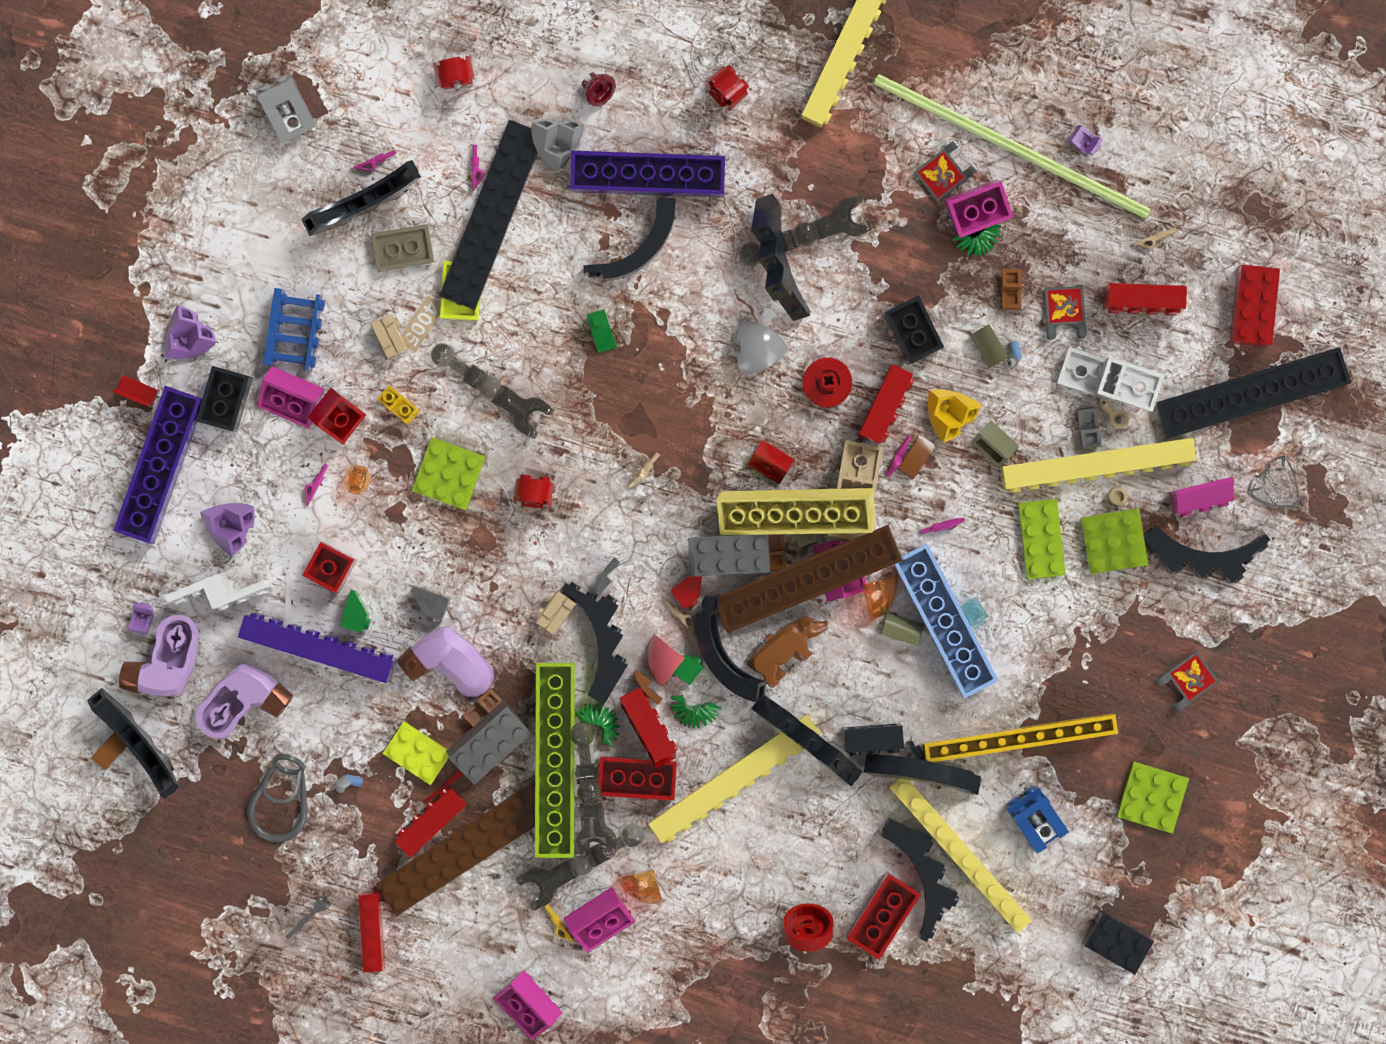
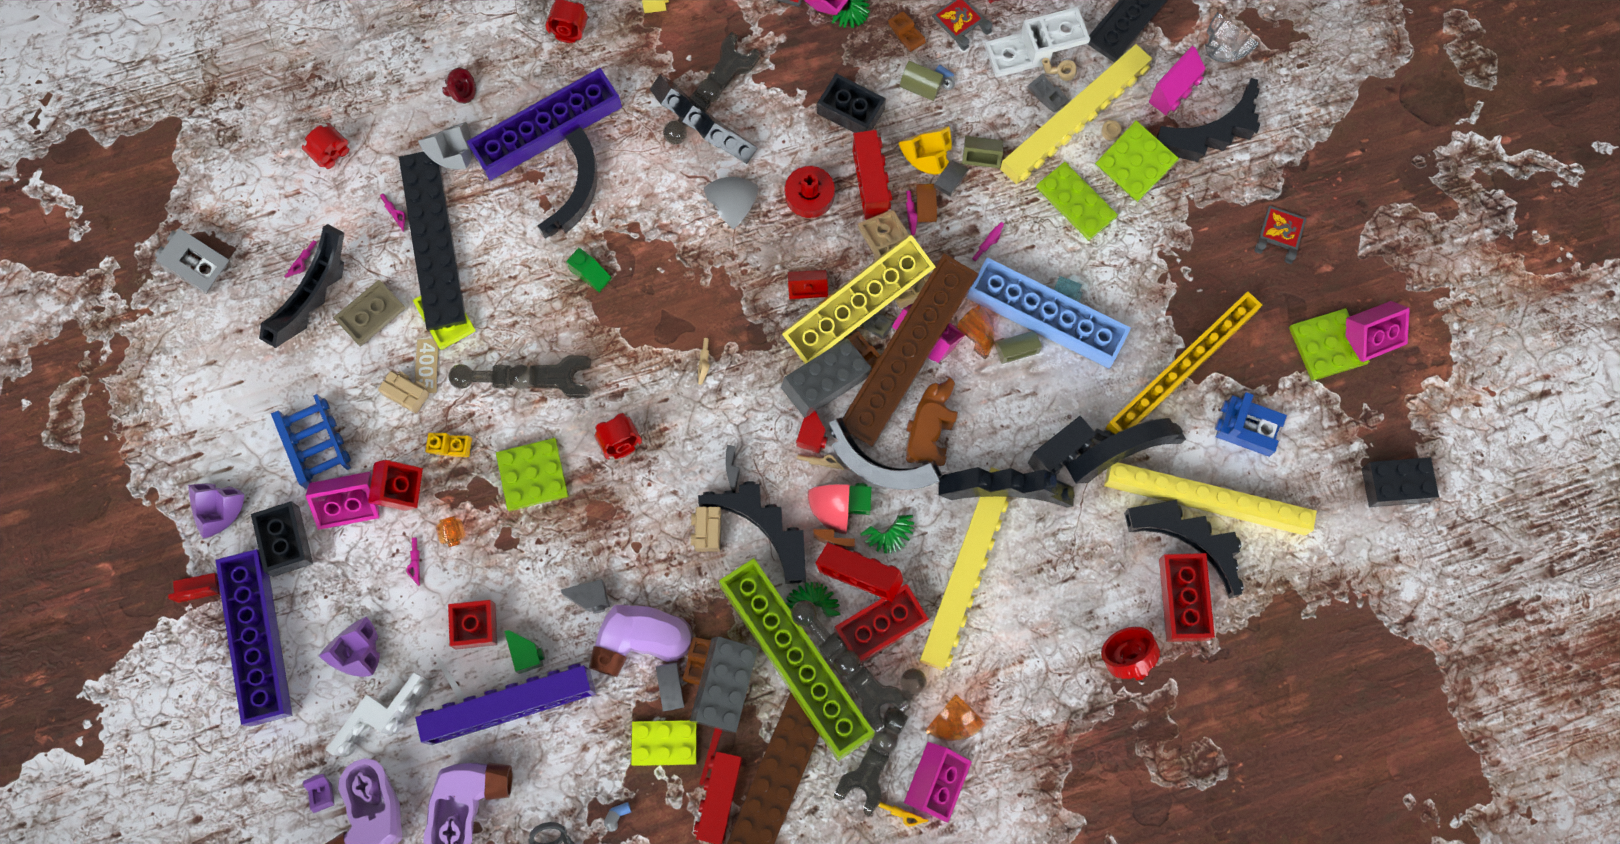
camera: 35 degrees left, 15 degrees down
(448, 714) = (669, 686): none -> flat silver slope
(952, 449) = (951, 178): none -> flat silver slope
(1197, 814) = (1378, 330): none -> dark pink slope

